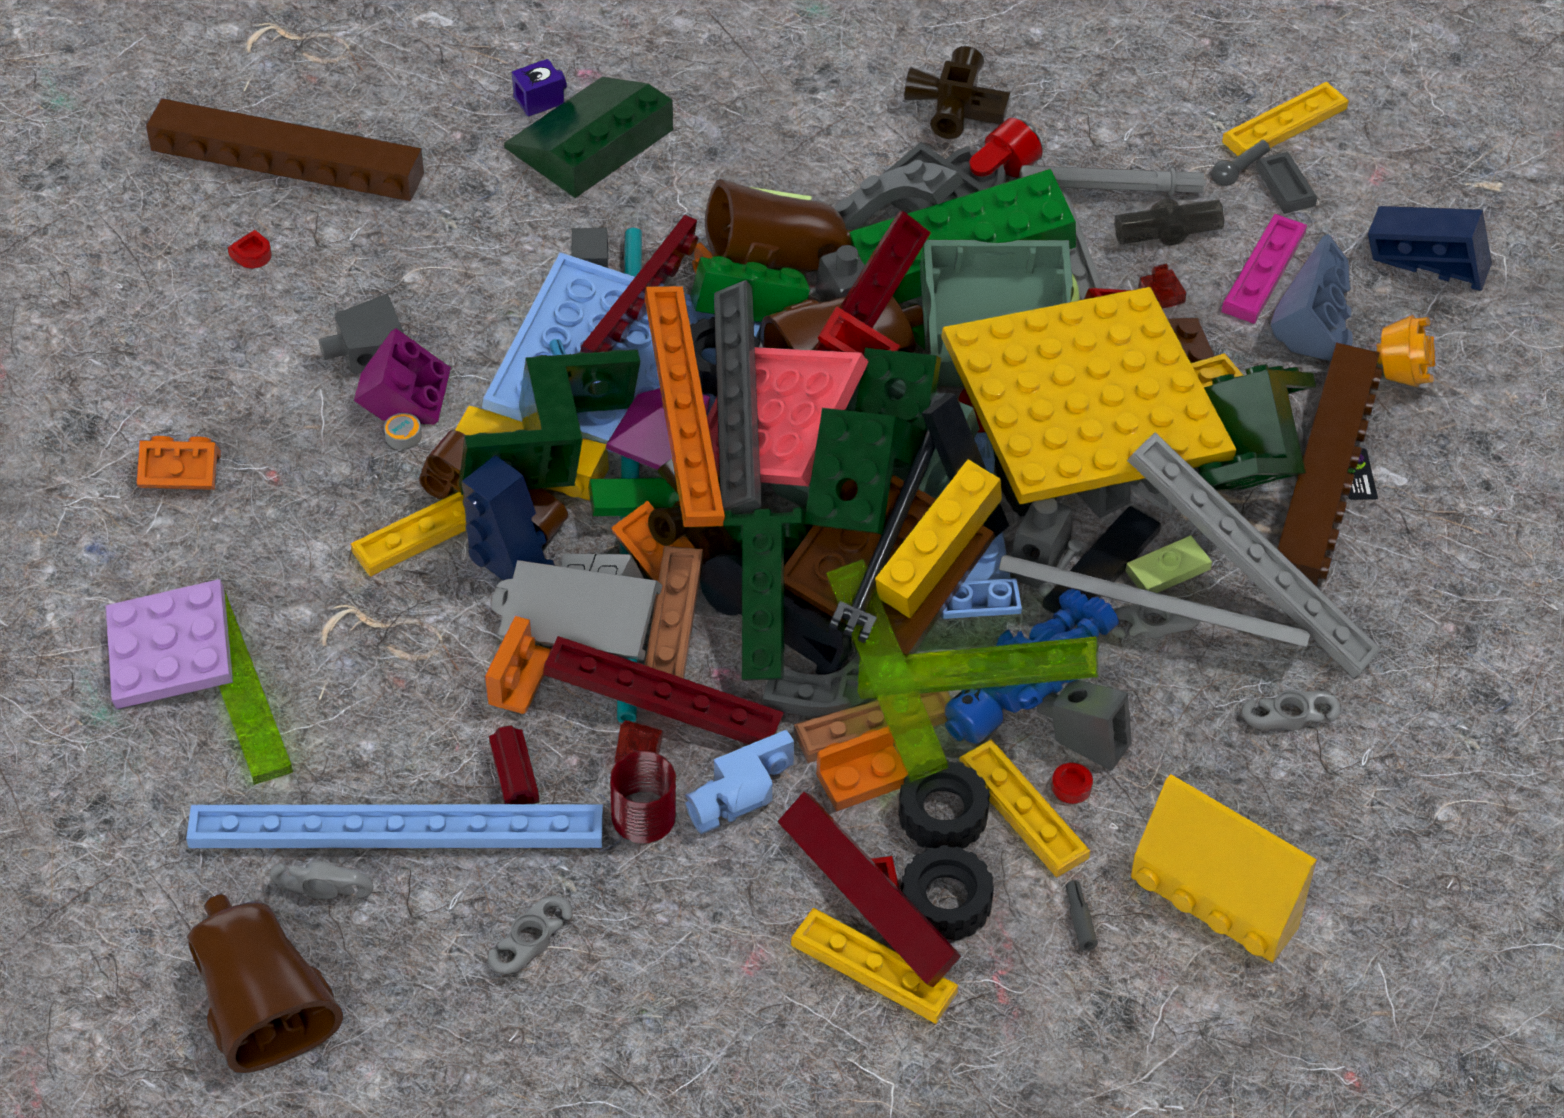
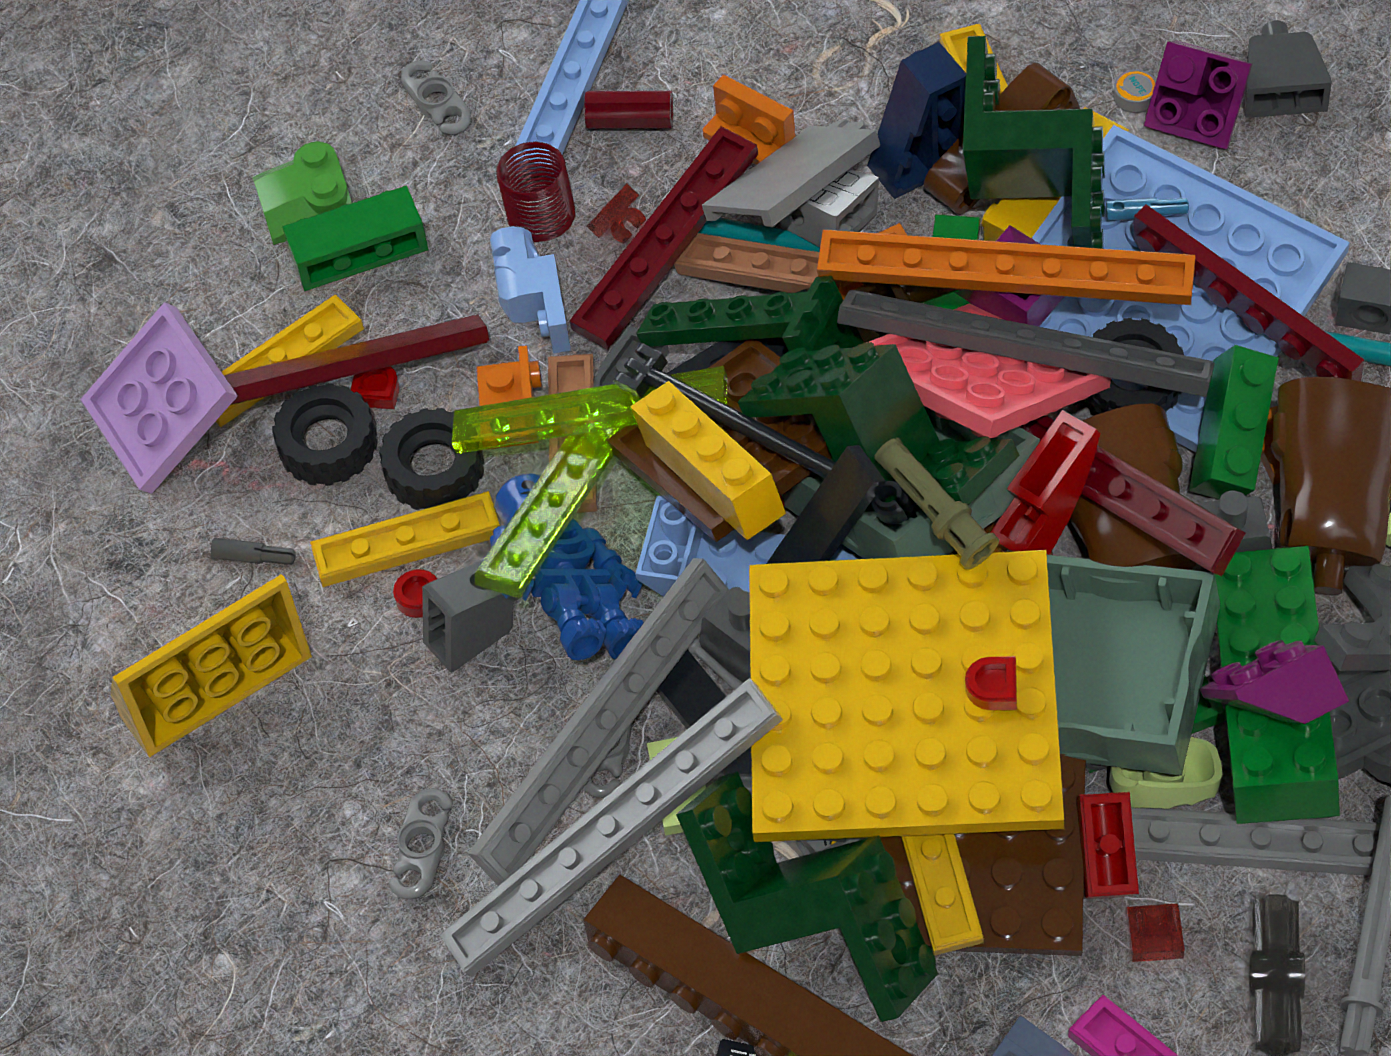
camera: 115 degrees right, 5 degrees up
(677, 1005) = (301, 188): none -> bright green slope
(726, 937) = (355, 238): none -> green brick
(955, 362) = (949, 518): none -> olive pin
(972, 1014) = (158, 398): none -> lavender plate
(998, 196) = (1284, 683): none -> magenta slope
(1070, 327) = (992, 683): none -> red tile

